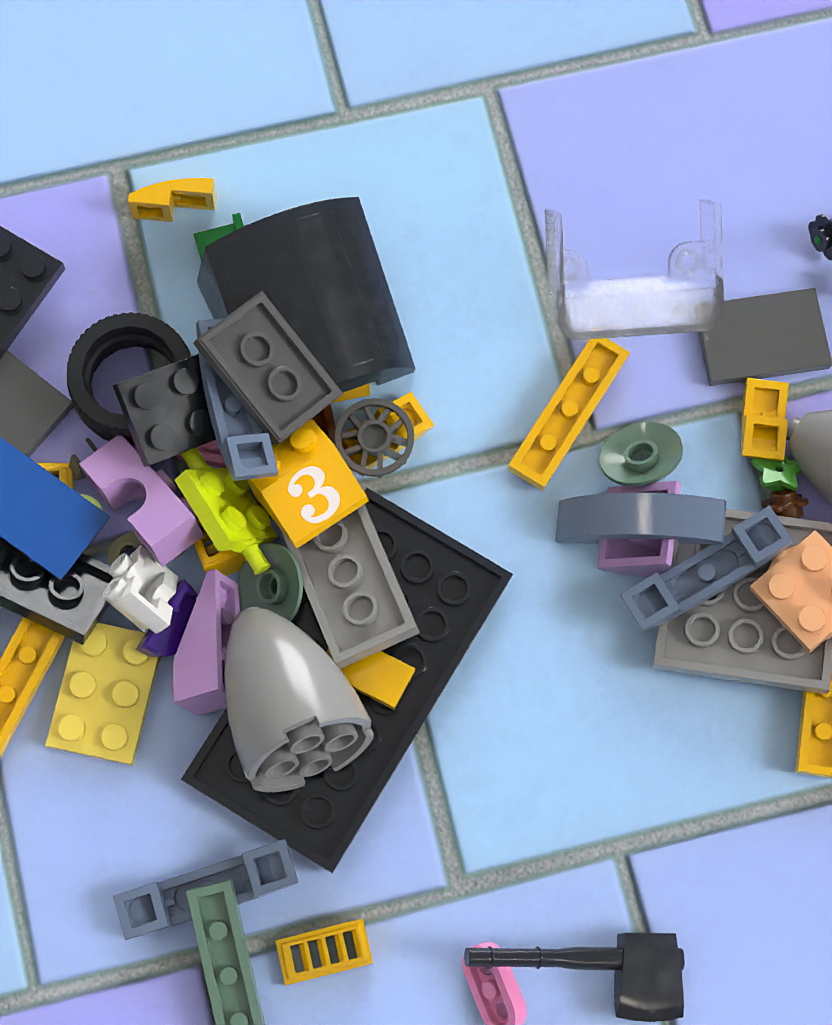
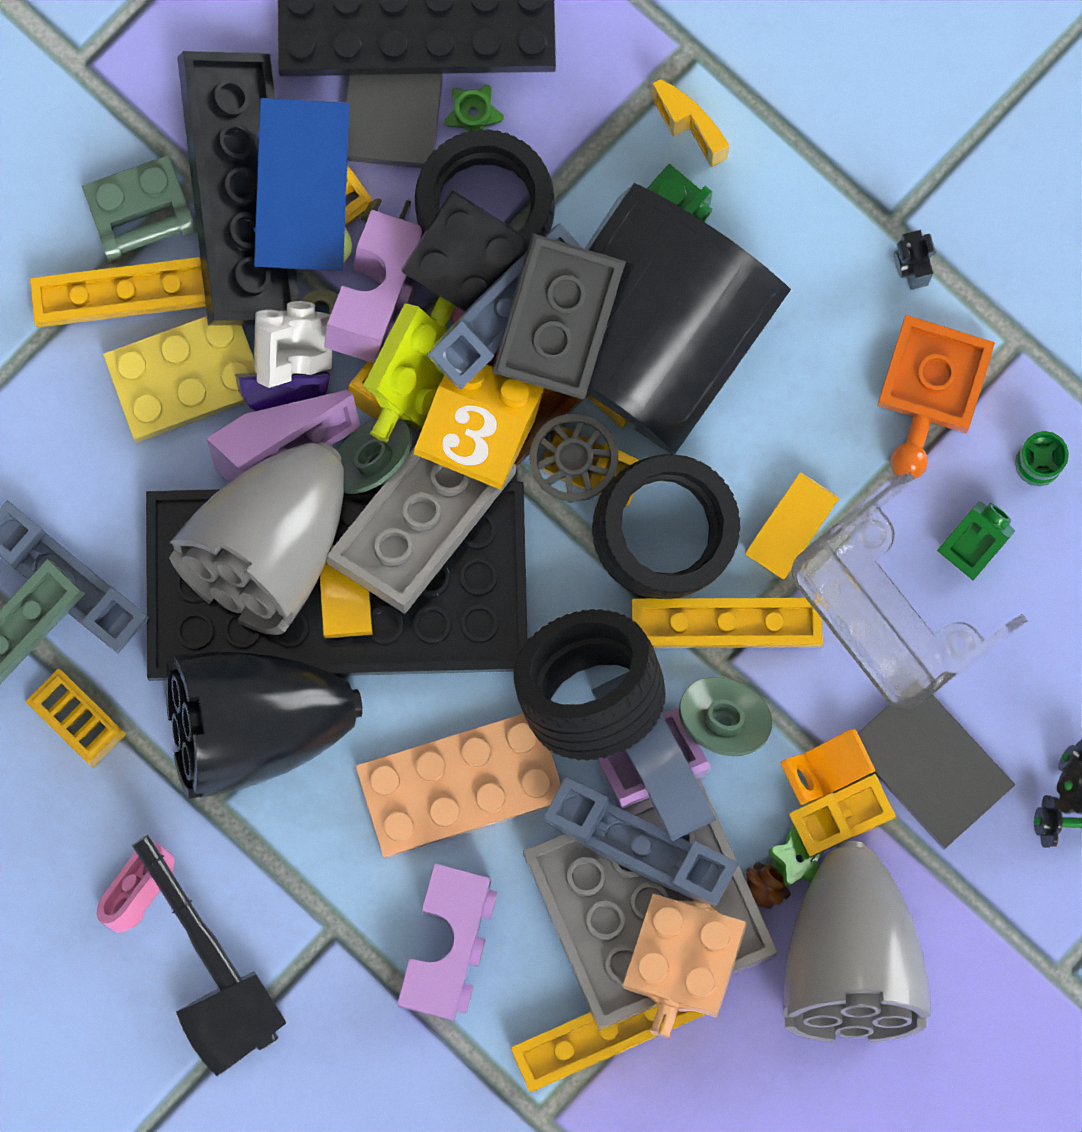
camera: 65 degrees right, 5 degrees up
(44, 339) = (470, 99): none -> bright green plate
(384, 110) = (914, 257): none -> black plate
(419, 811) = (251, 717): none -> black cylinder
(482, 155) = (934, 380): none -> orange plate
(500, 368) = (719, 509): none -> black tyre
(526, 319) = (792, 525): none -> yellow slope
(526, 506) = (604, 724): none -> black tyre
(567, 683) = (458, 785): none -> light nougat plate
(593, 112) = (1048, 451): none -> green wheel
(620, 200) = (977, 539): none -> green bracket
(717, 793) = (440, 985): none -> lavender arch
(723, 403) = (828, 767): none -> light orange bracket

